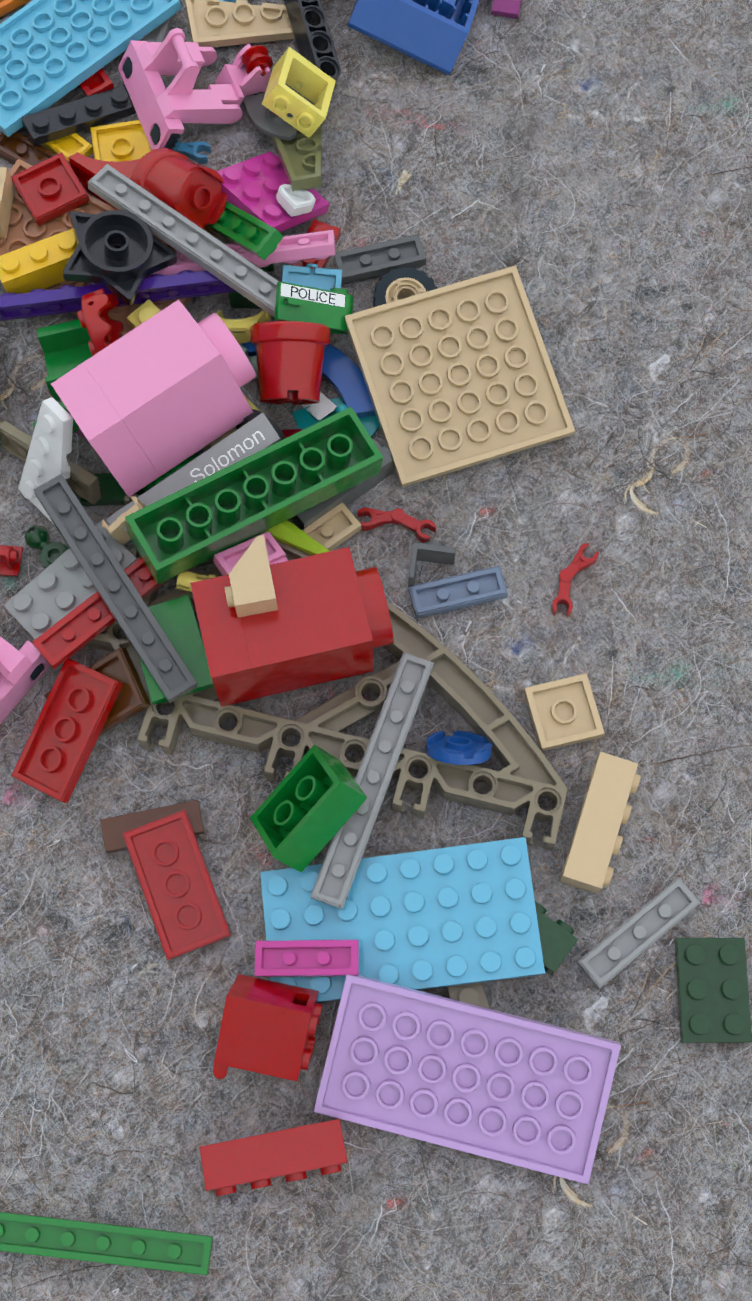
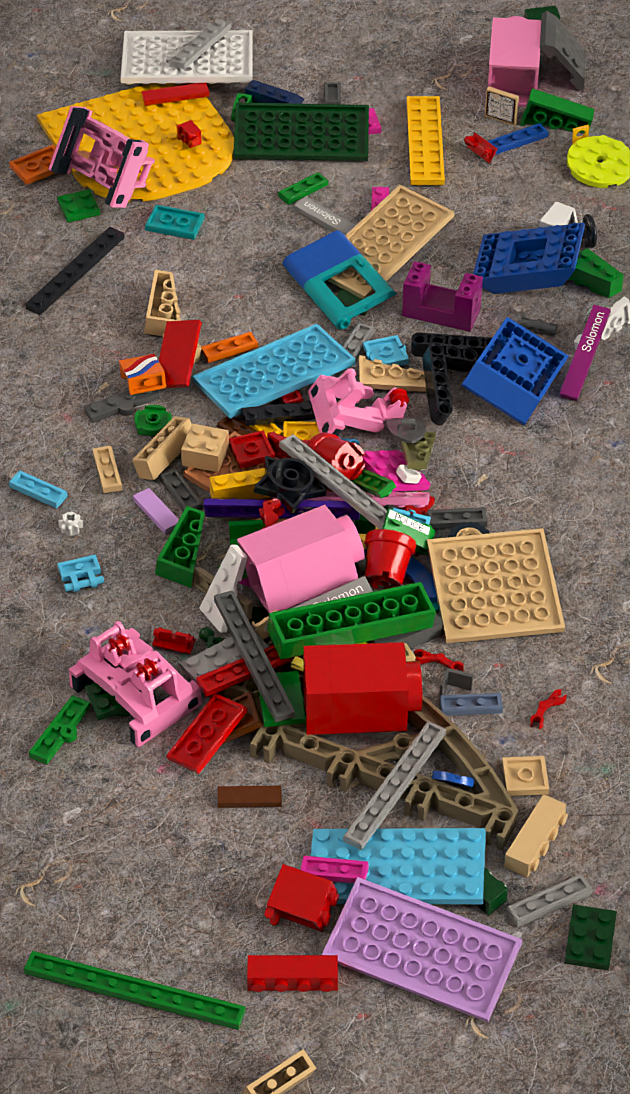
camera: 10 degrees right, 25 degrees down
(176, 884) = (259, 827): red tile -> none
(252, 582) = (341, 647): tan slope -> none
(306, 80) = (425, 424): light yellow window -> none
(307, 808) = (351, 790): green brick -> none

